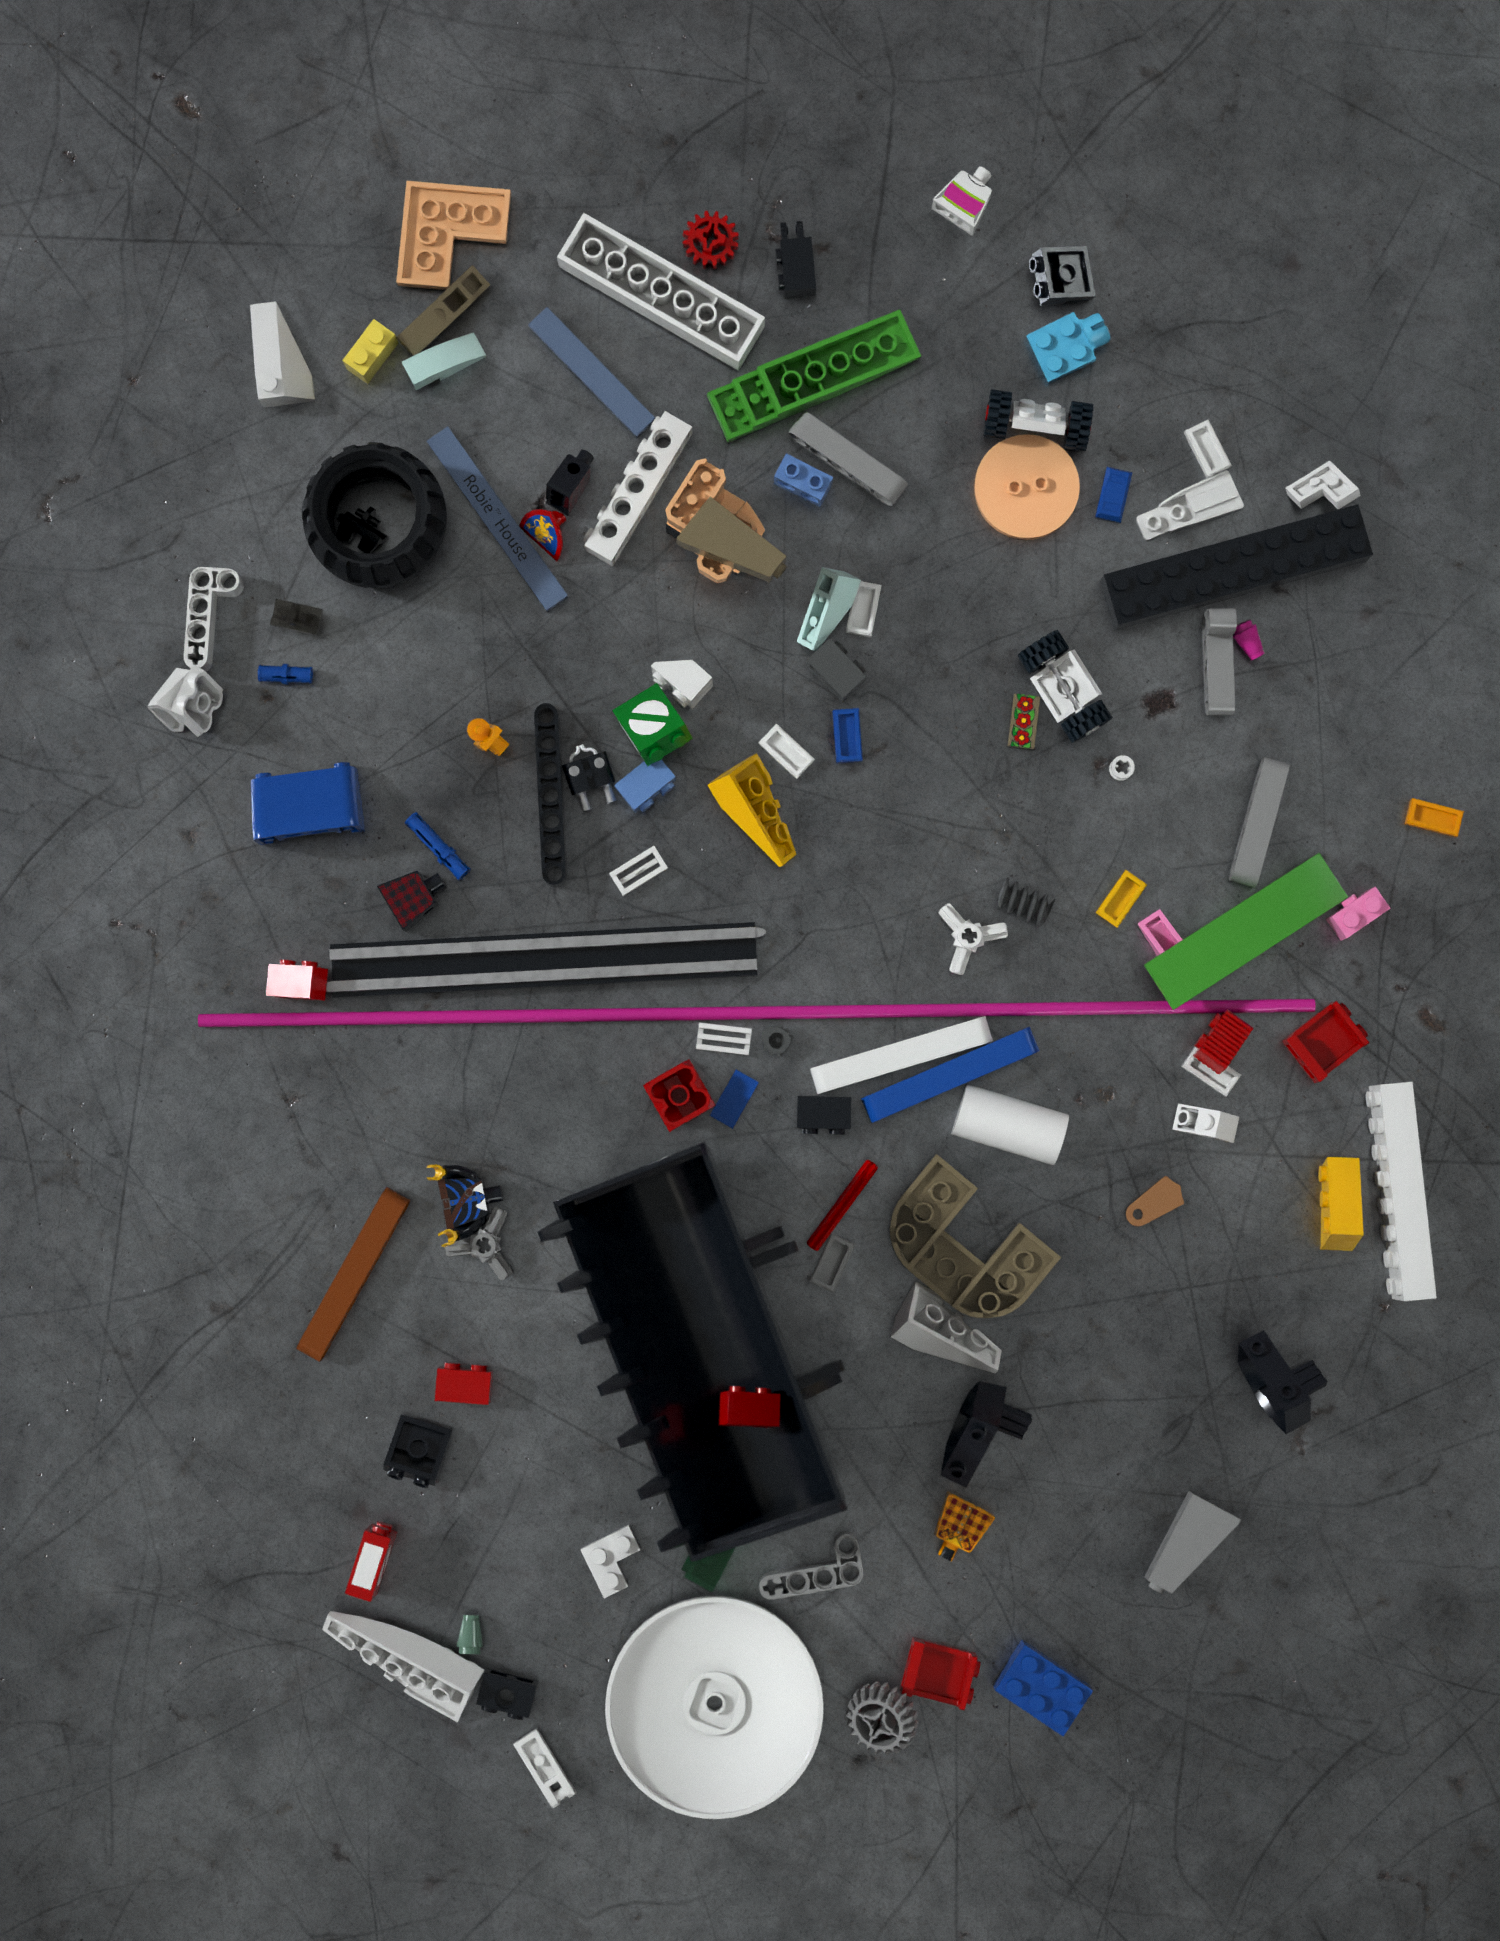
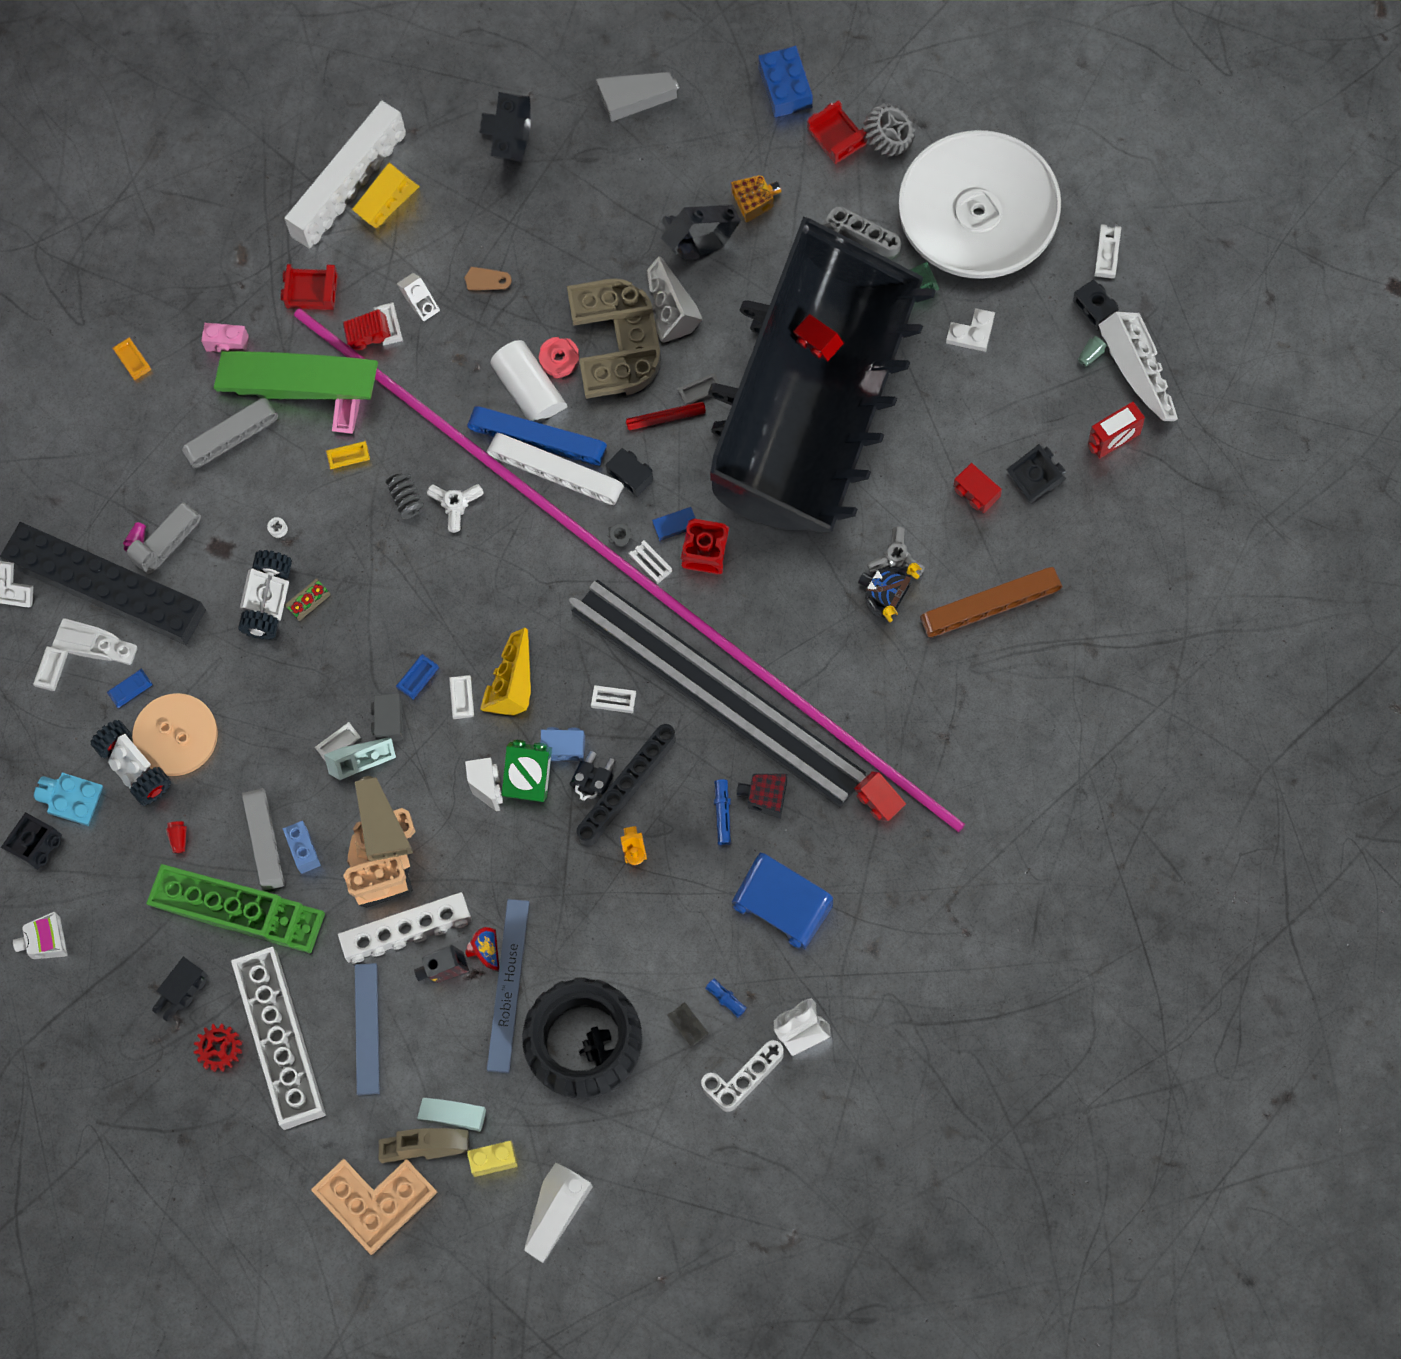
camera: 135 degrees left, 15 degrees down
(932, 394) = (177, 836): none -> red cone
(1012, 1191) = (562, 367): none -> coral plate

